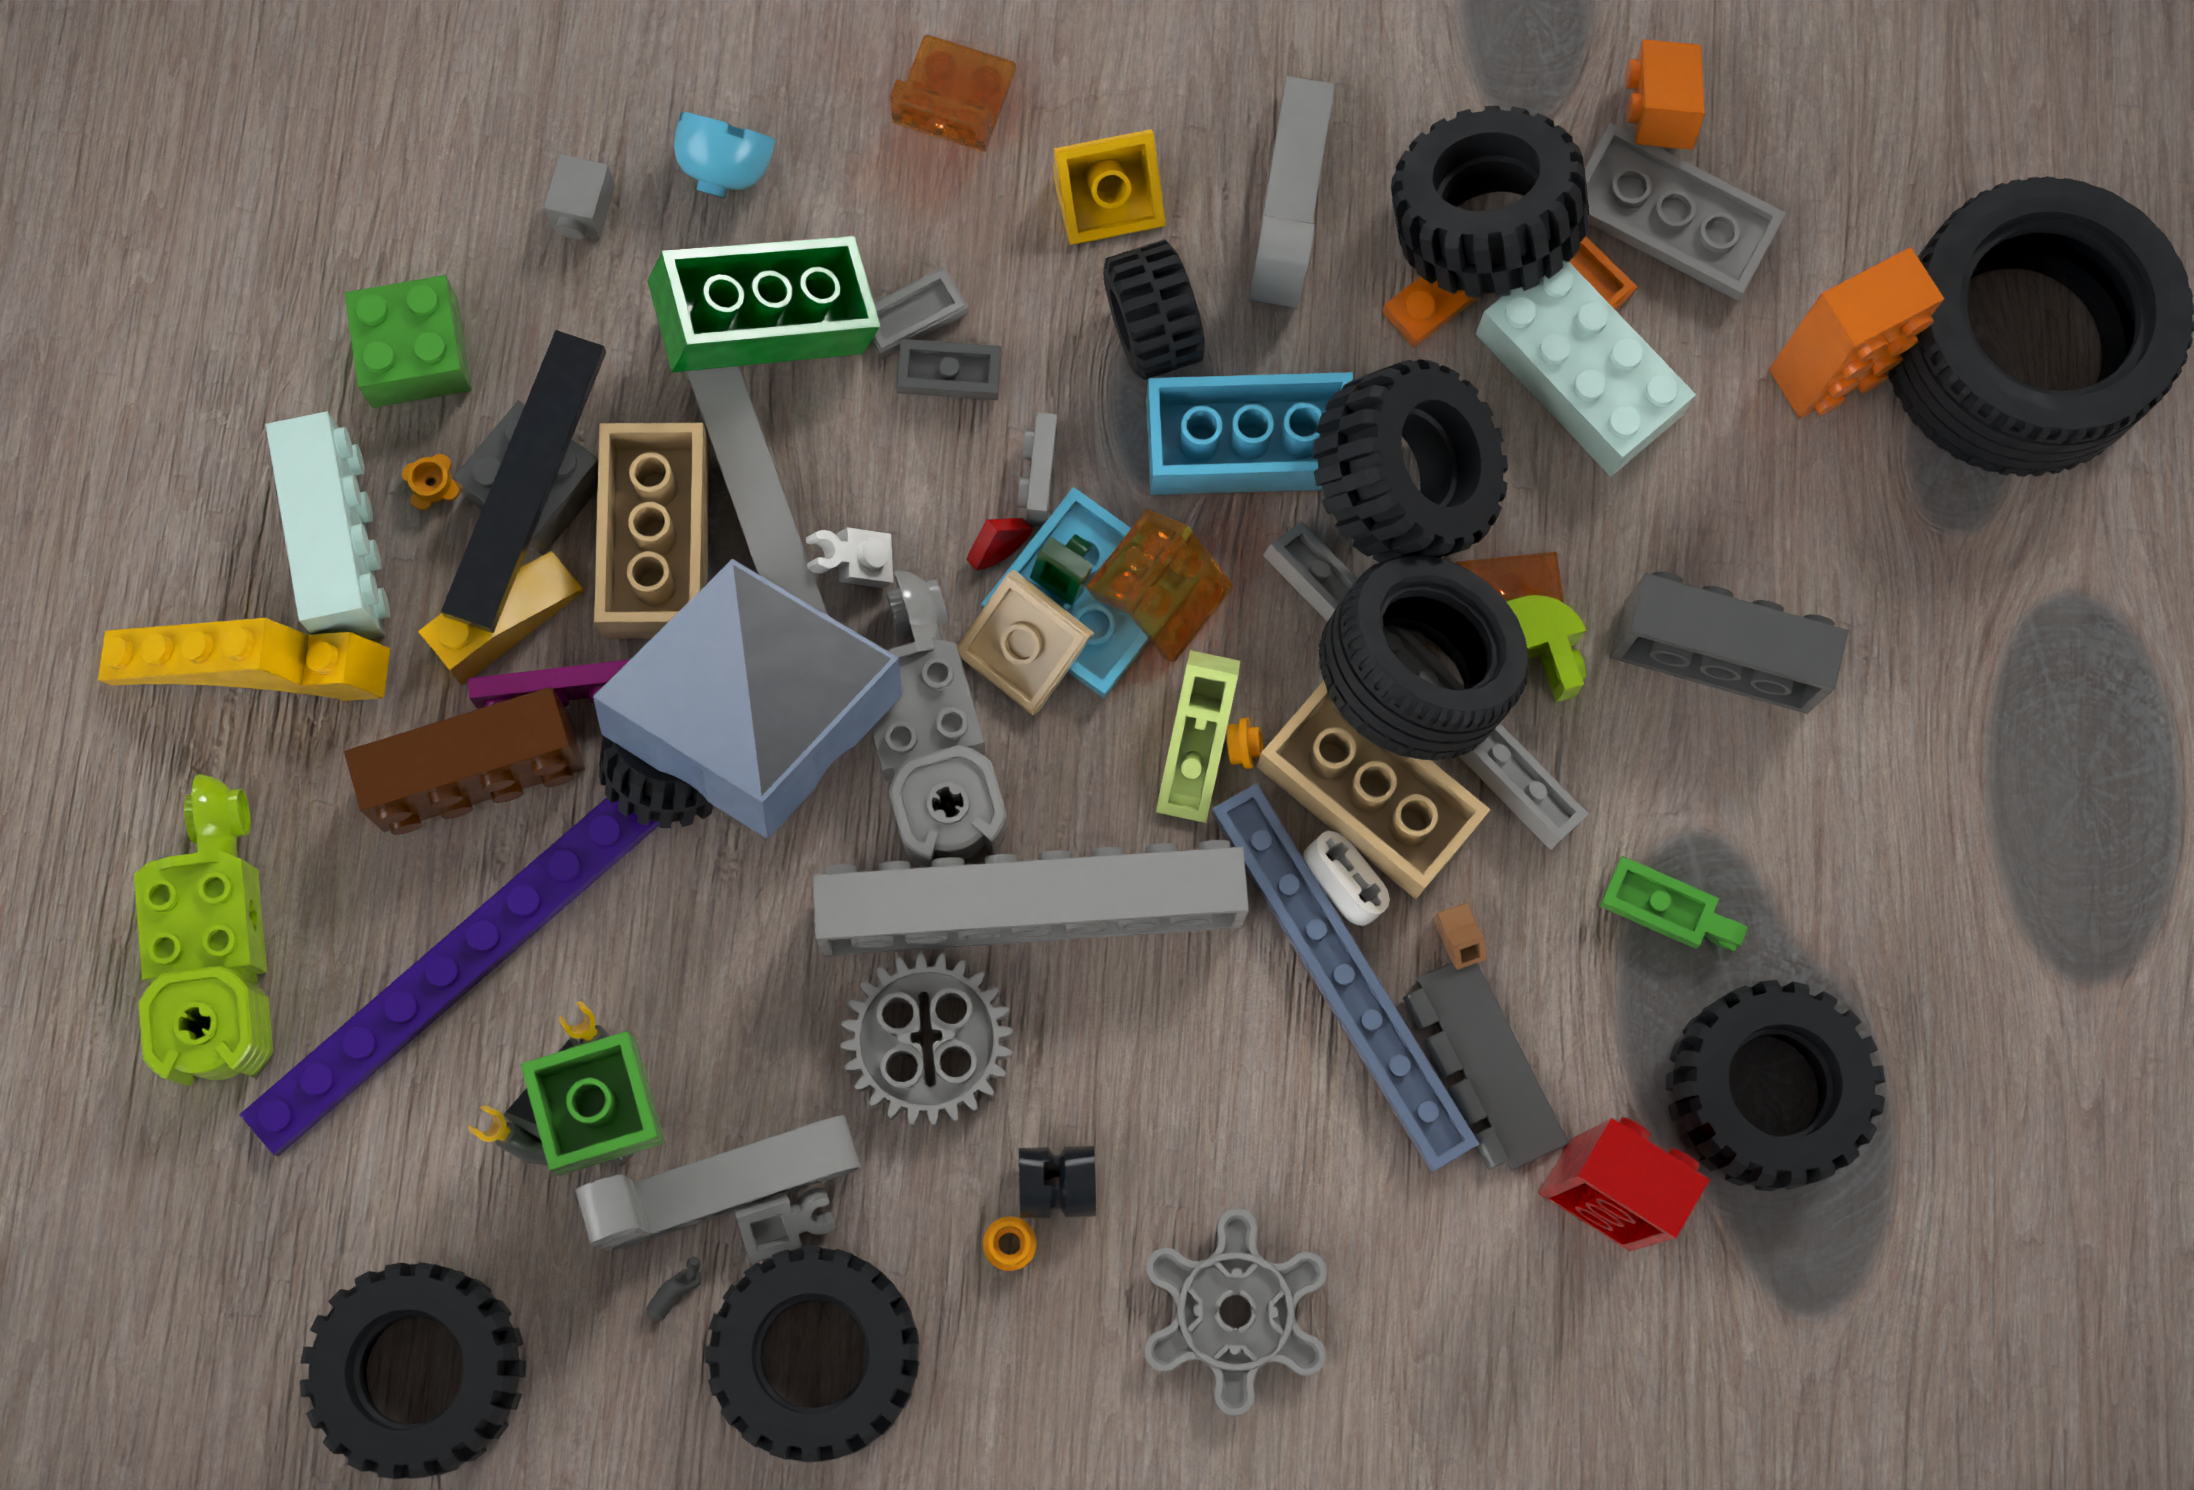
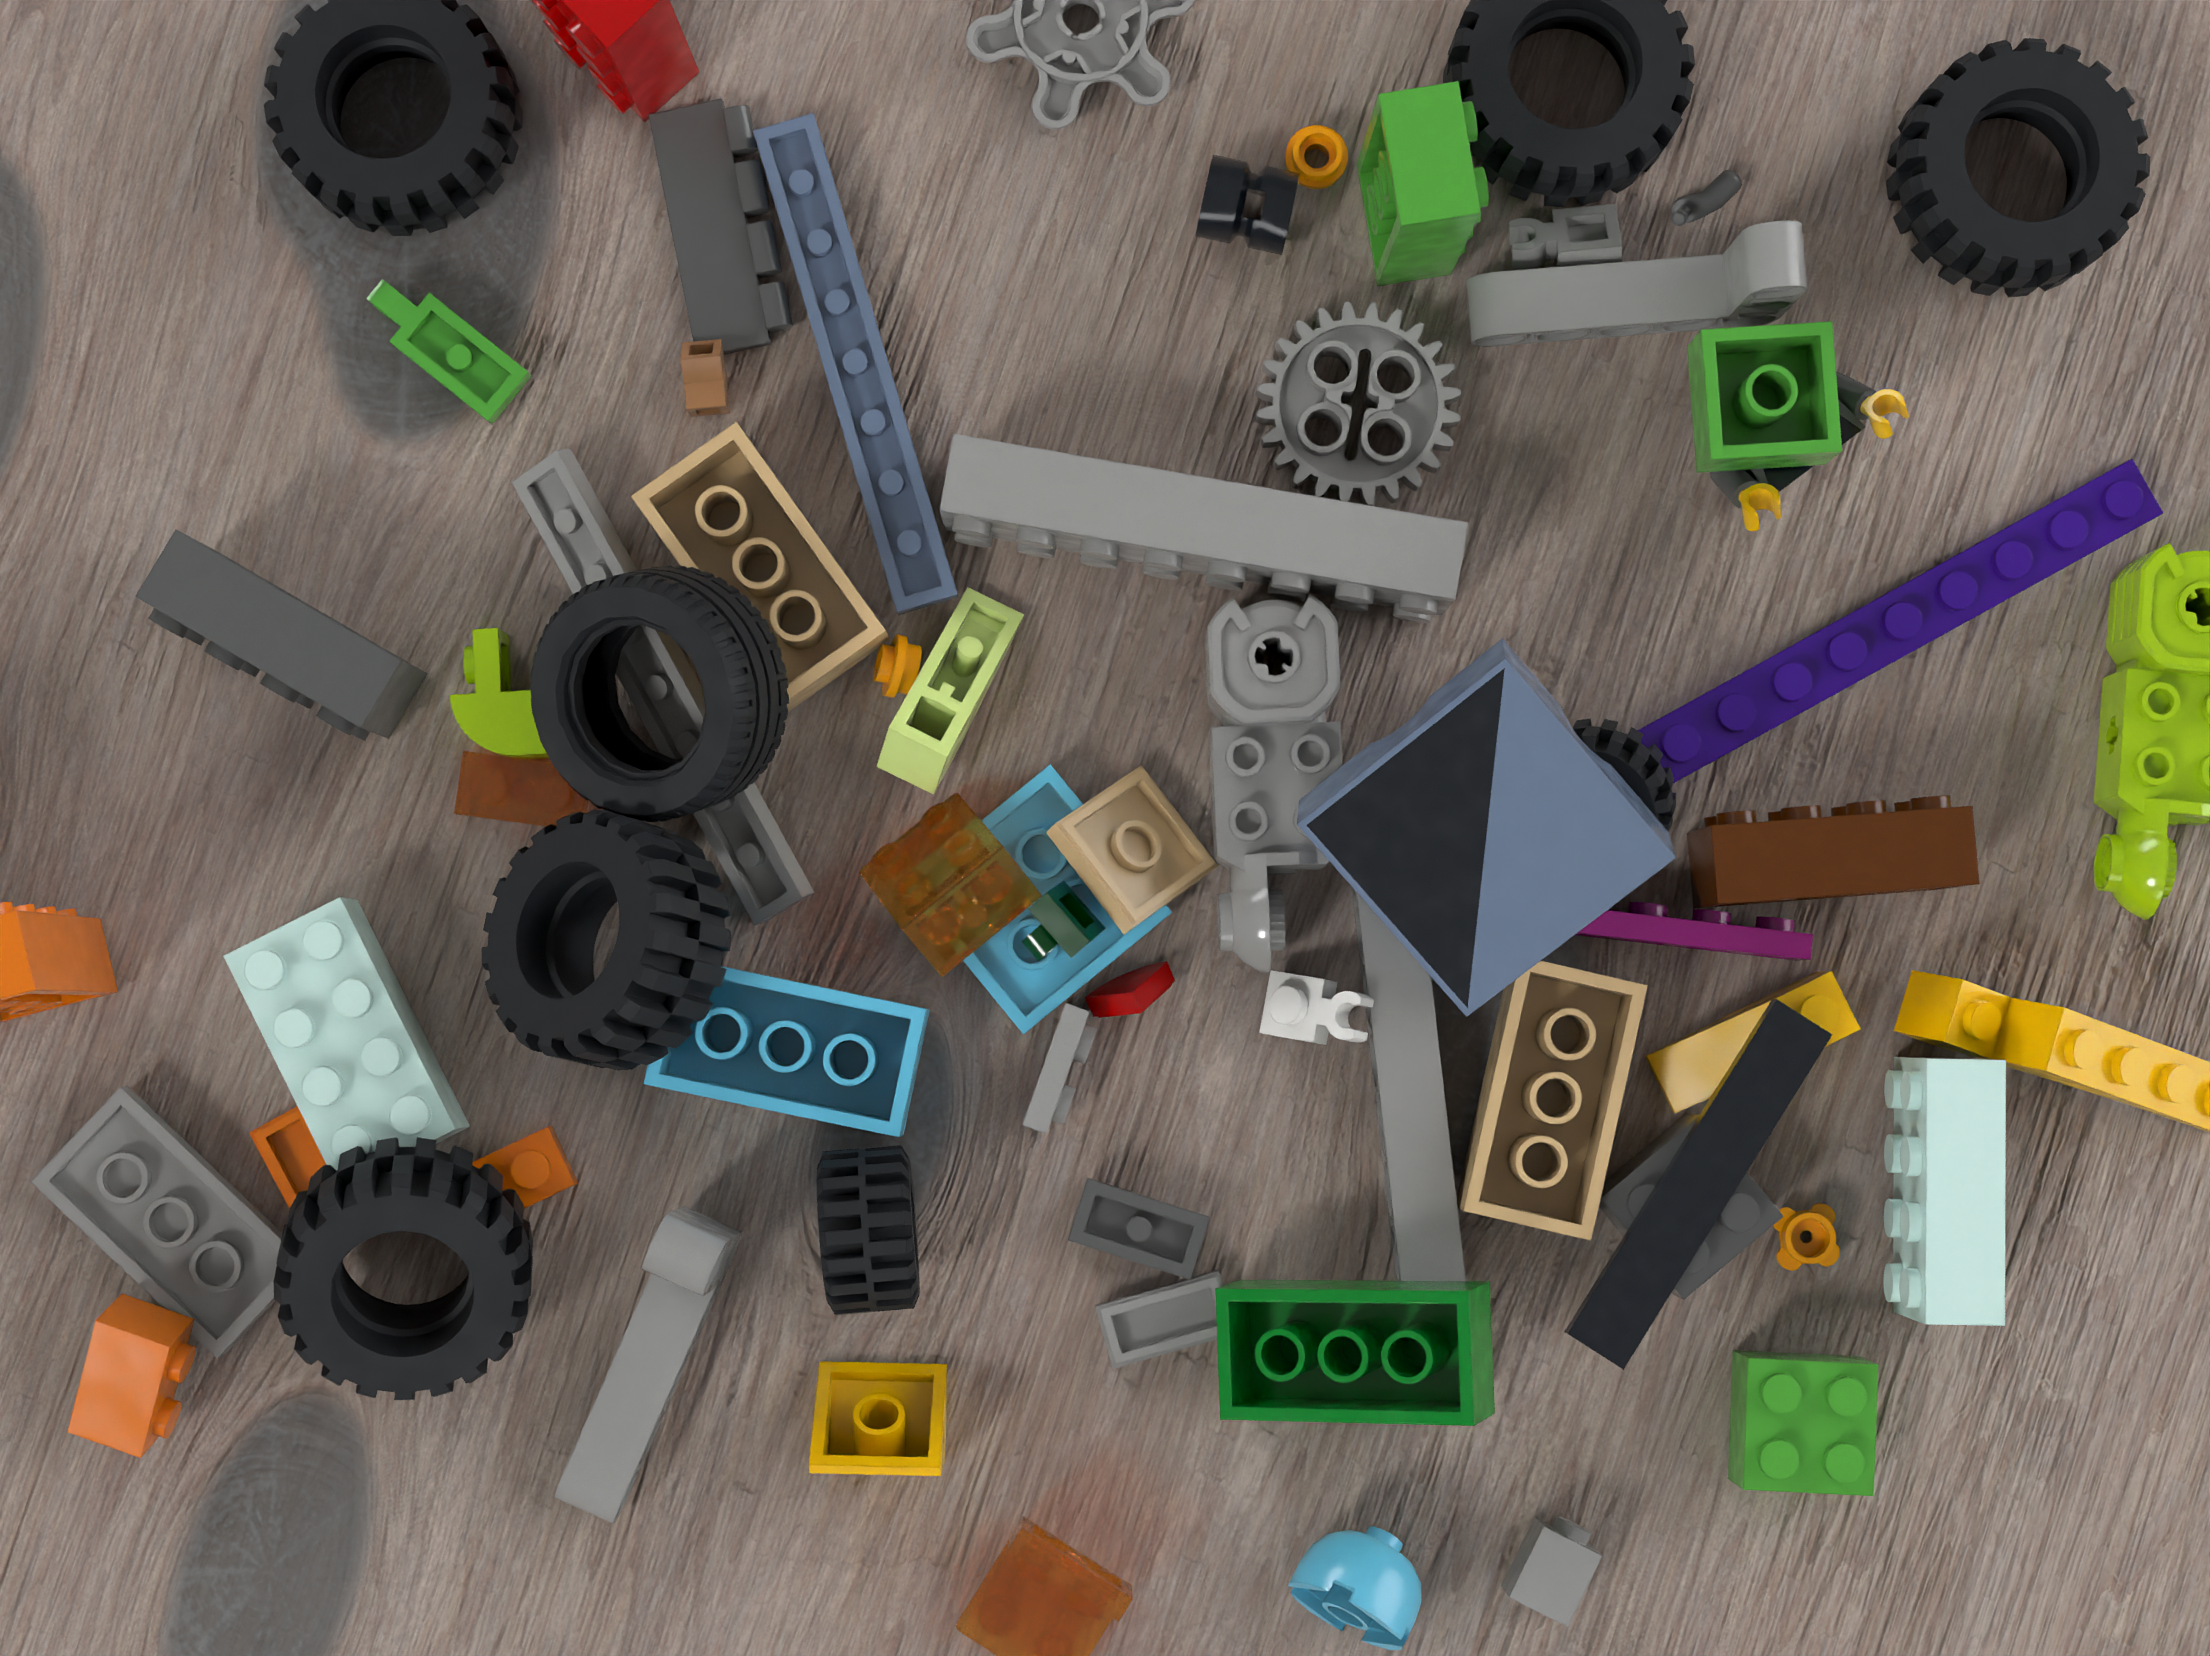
camera: 165 degrees left, 10 degrees up
(918, 1203) = (1420, 182): none -> bright green brick
(1346, 878) = (820, 475): white beam -> none

